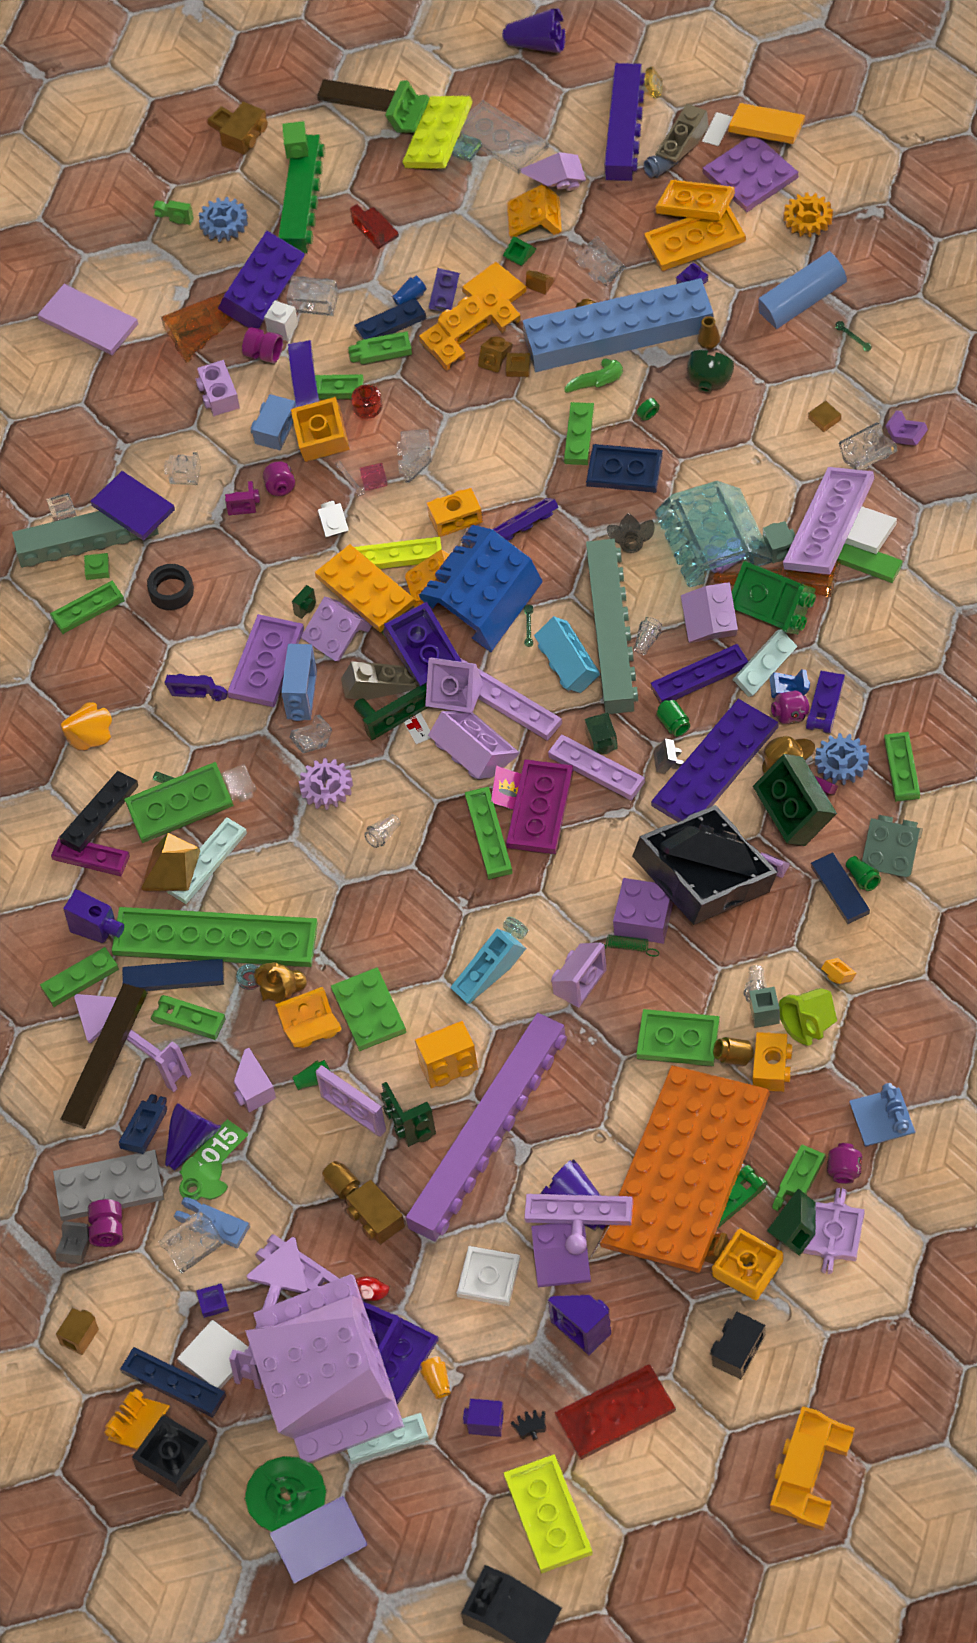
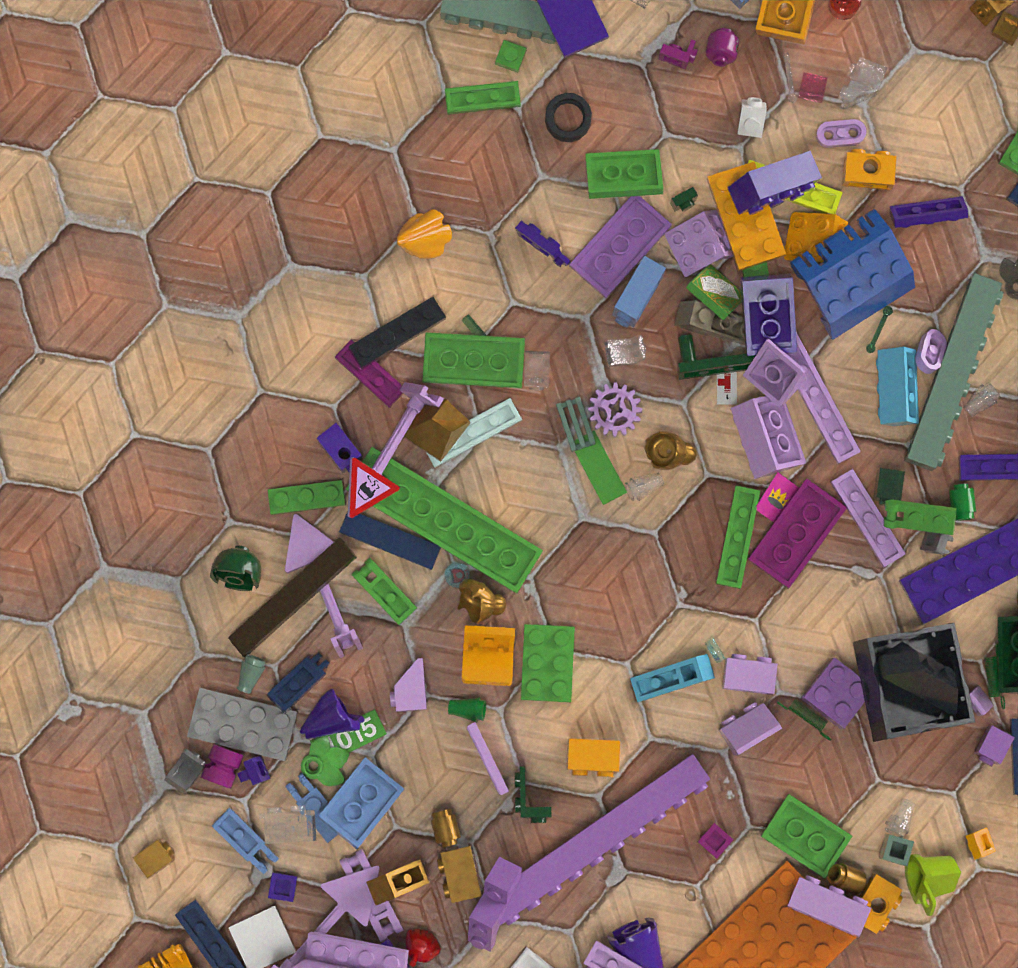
camera: 15 degrees right, 25 degrees up
(42, 1057) = (237, 568): none -> dark green cylinder
(95, 1137) = (250, 673): none -> sand green cone
(128, 929) = (368, 484): none -> lavender piece
(137, 1216) = (255, 771): none -> dark purple tile
(156, 1277) = (243, 839): none -> medium blue hinge
(241, 604) = (624, 173): none -> bright green plate
(251, 1193) = (360, 803): none -> medium blue plate
(284, 800) = (569, 404): none -> sand green tile
(317, 1238) = (397, 882): none -> pearl gold brick
(334, 838) = (600, 470): none -> bright green sticker
(367, 653) = (715, 292): none -> tile
(373, 541) = (775, 183): none -> brick
(390, 785) = (660, 442): none -> pearl gold piece
(415, 497) = (840, 134): none -> lavender plate
(415, 1219) = (491, 907): none -> medium lavender arch
(556, 933) = (749, 675): none -> lavender brick
(581, 617) = (930, 351): none -> lavender plate
(596, 1075) = (715, 840): none -> magenta tile
(640, 737) = (920, 517): none -> bright green plate
(727, 1073) = (829, 906): none -> lavender brick
(770, 822) = (995, 676): none -> green piece
(806, 888) = (993, 746): none -> medium lavender brick

